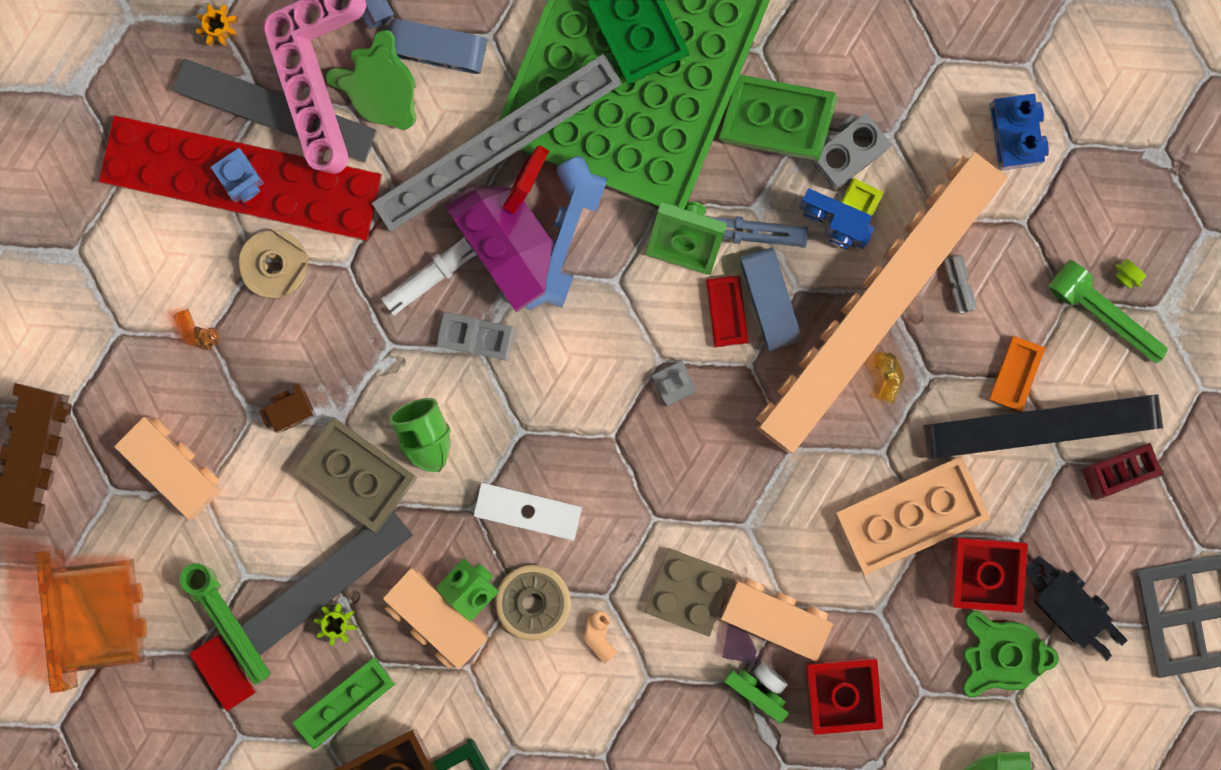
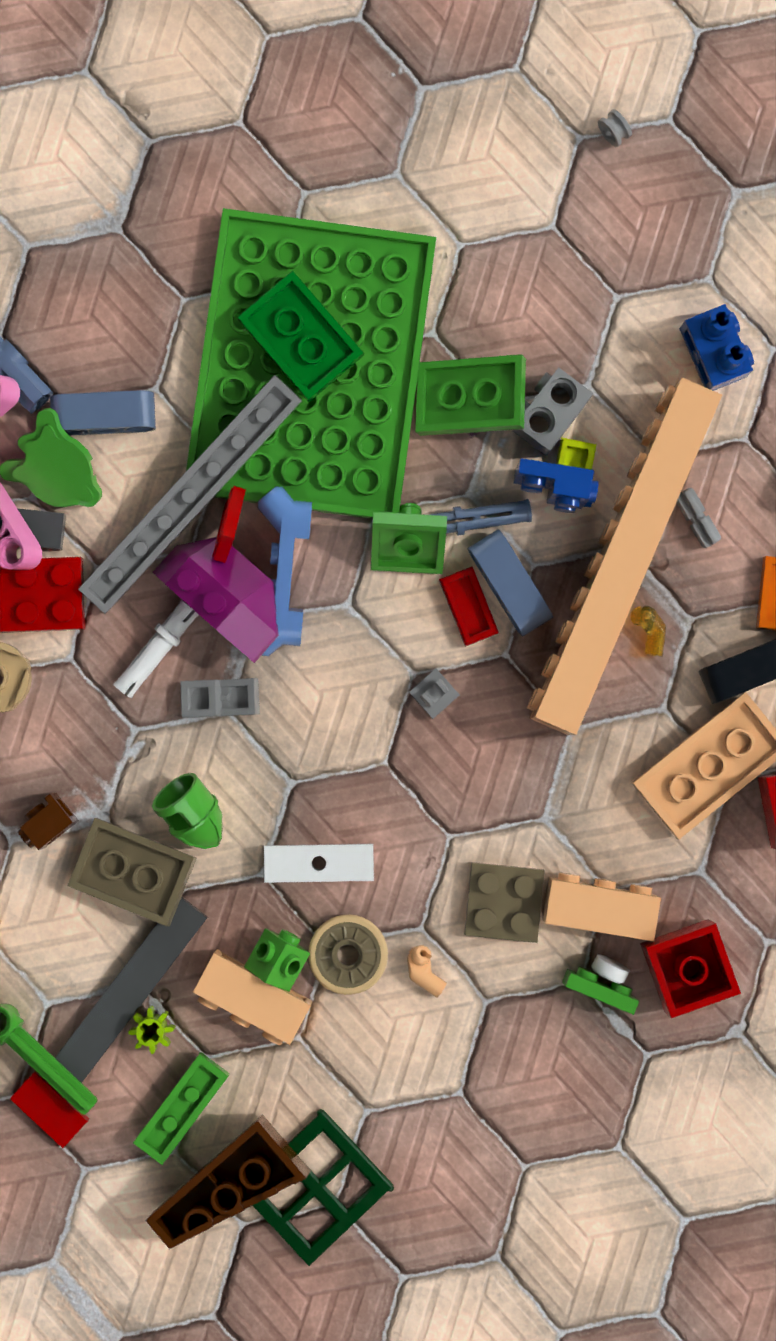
camera: 20 degrees left, 0 degrees up
(739, 645) = (569, 944): clear purple tile -> none

